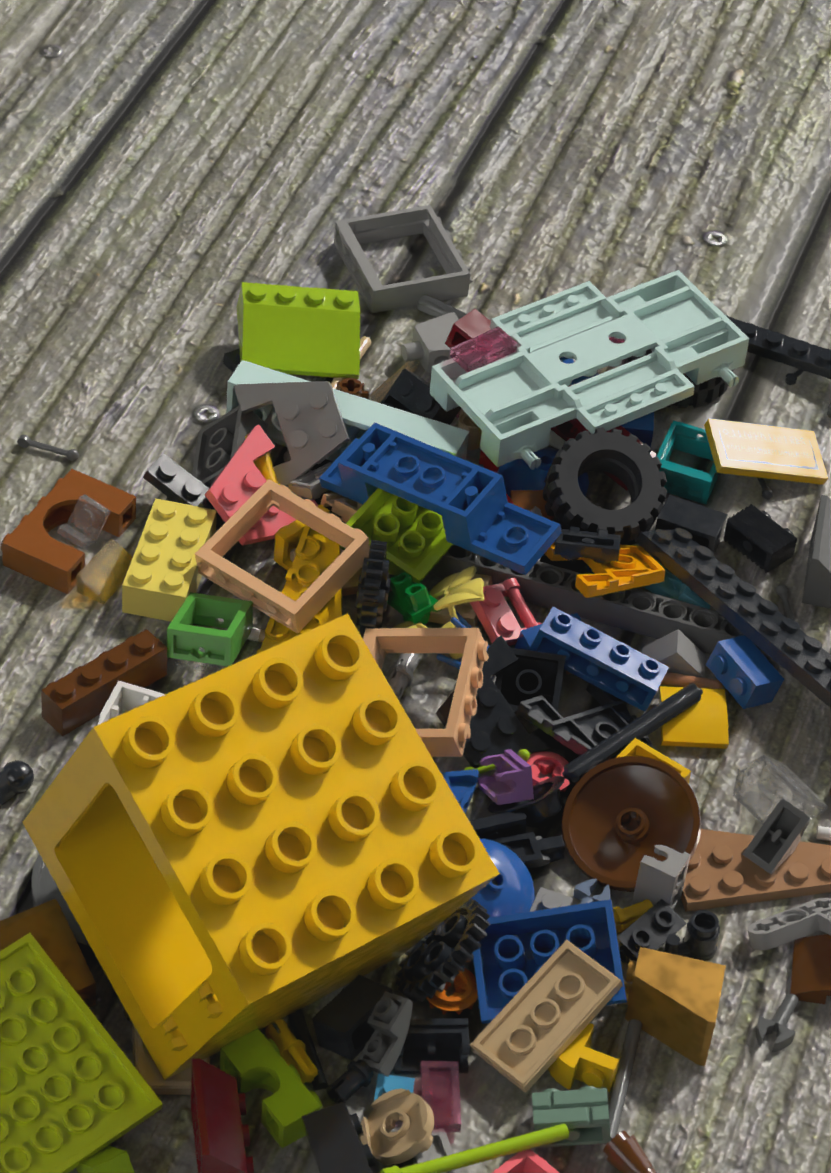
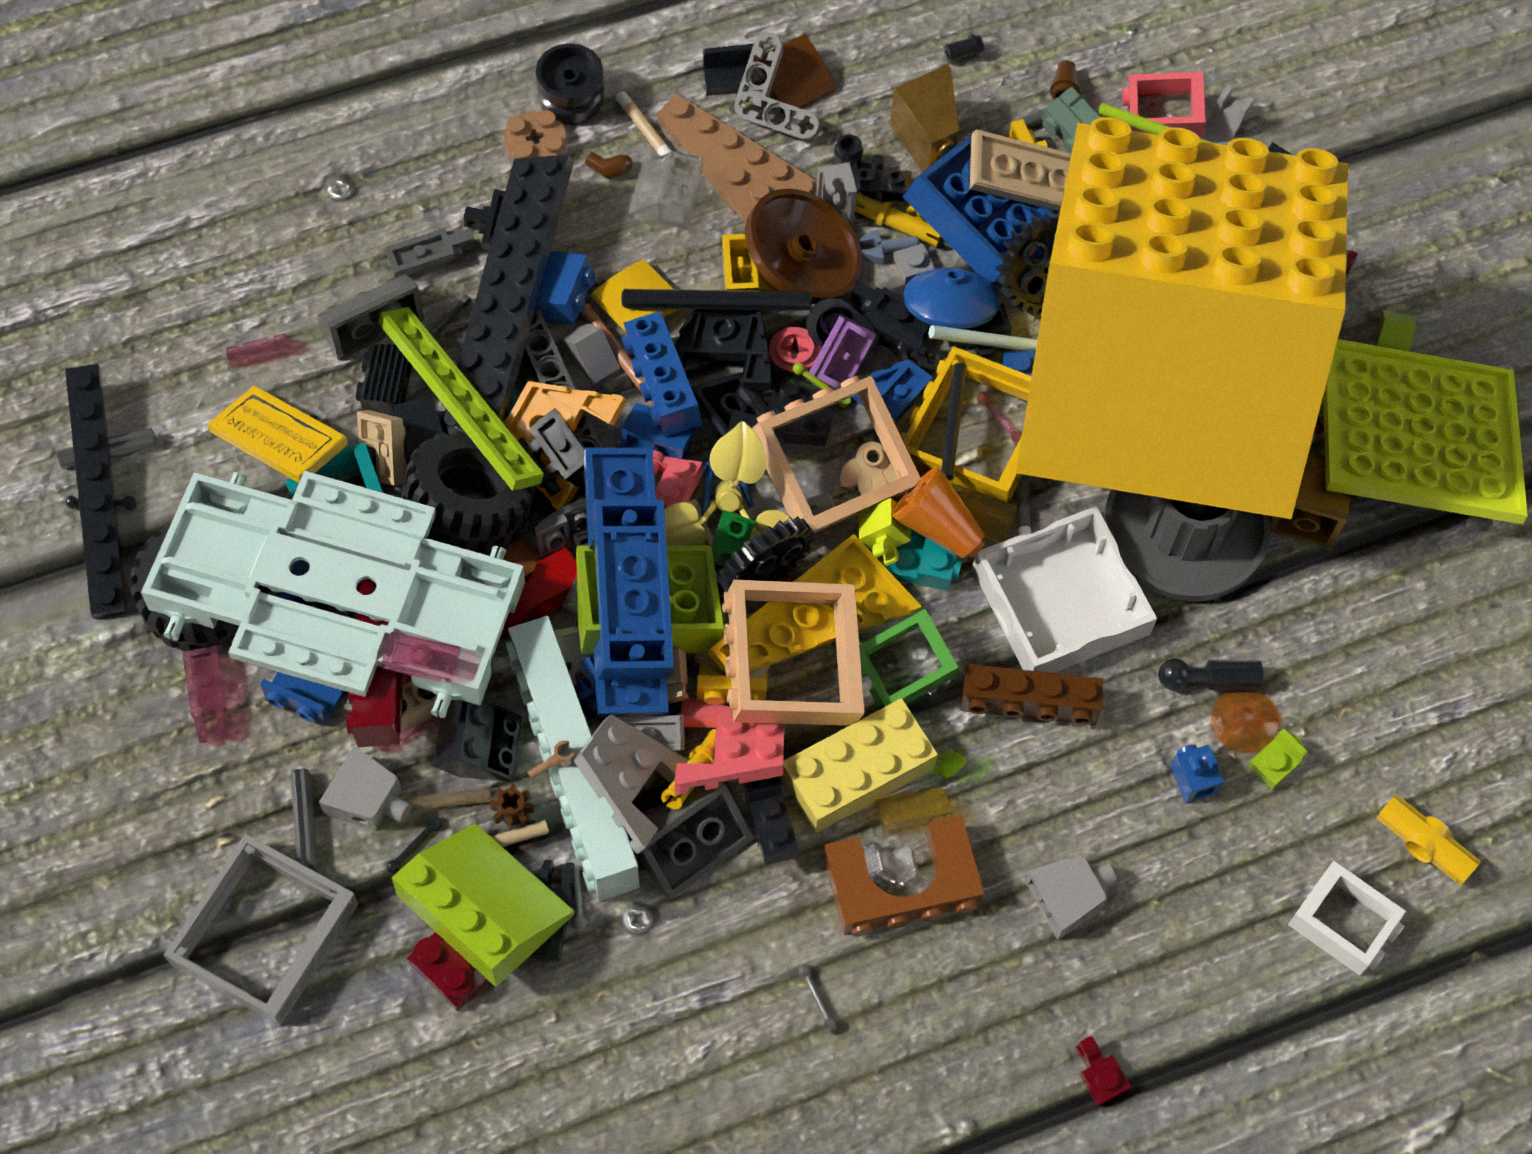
camera: 130 degrees left, 20 degrees up
(112, 609) = (950, 762): none -> clear neon green plate
(344, 386) = (554, 760): none -> medium nougat hand
(384, 369) = (434, 824): none -> black hinge
(688, 523) = (461, 399): none -> lime plate
(704, 491) = (387, 437): none -> tan plate
(741, 1123) = (964, 48): none -> black pin
(777, 836) = (727, 154): dark grey slope -> none
(778, 1024) = (869, 79): dark grey bar -> none

